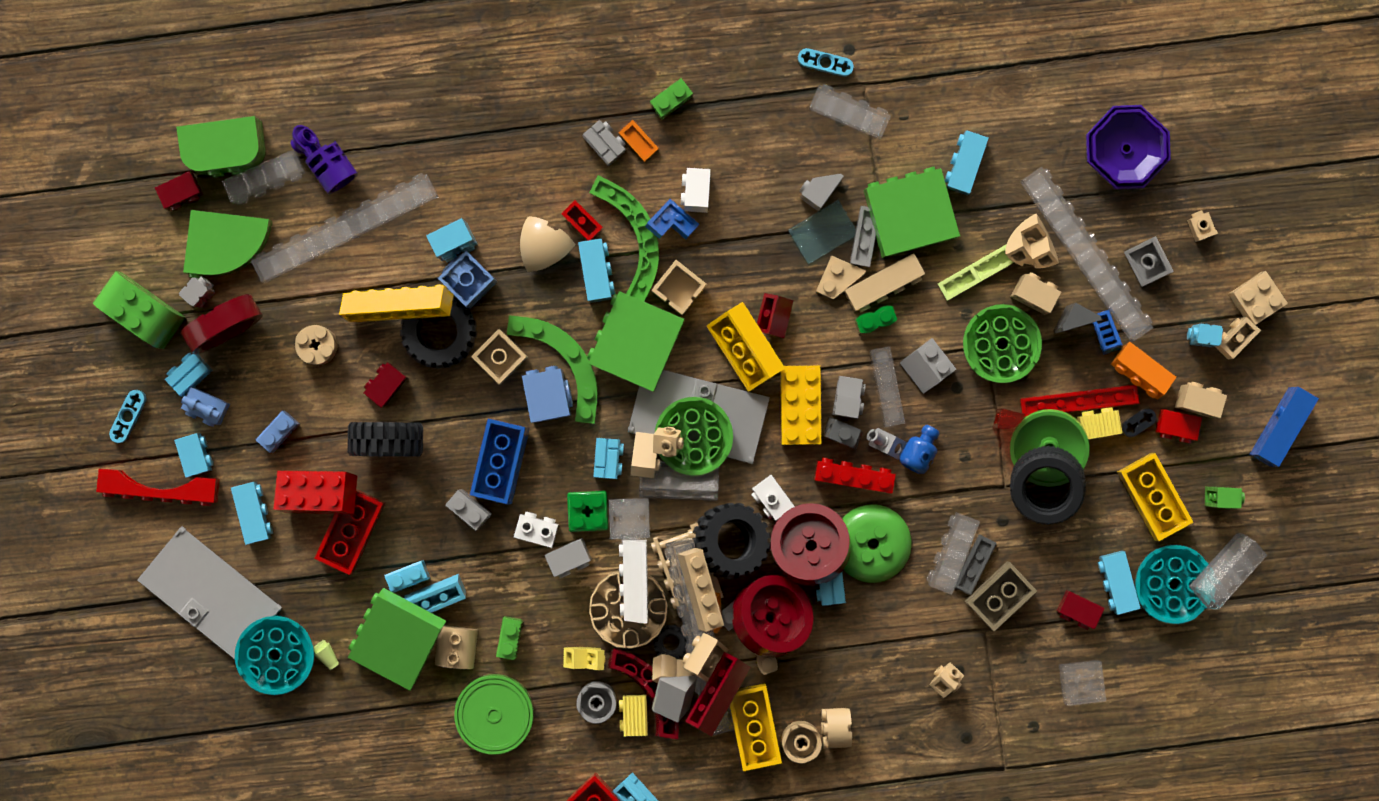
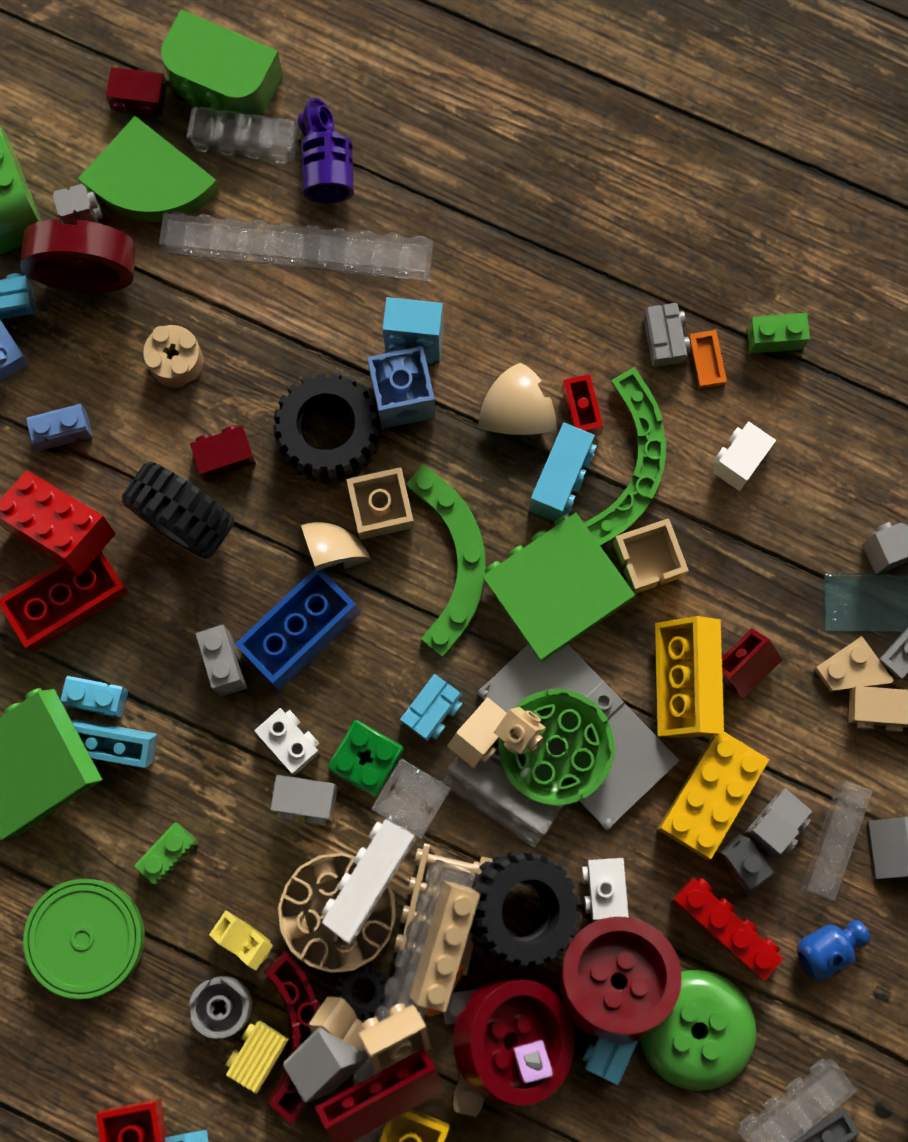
camera: 30 degrees right, 10 degrees down
(396, 304) = (299, 361): yellow brick -> none
(456, 647) = (94, 824): tan brick -> none
(487, 399) = (333, 545): none -> tan brick
(547, 394) = (408, 583): medium blue brick -> none
(671, 216) = (692, 467): blue plate -> none
(789, 620) = (532, 1062): none -> lavender slope
(880, 318) = (864, 745): green brick -> none
(885, 442) = (792, 910): light grey bracket -> none

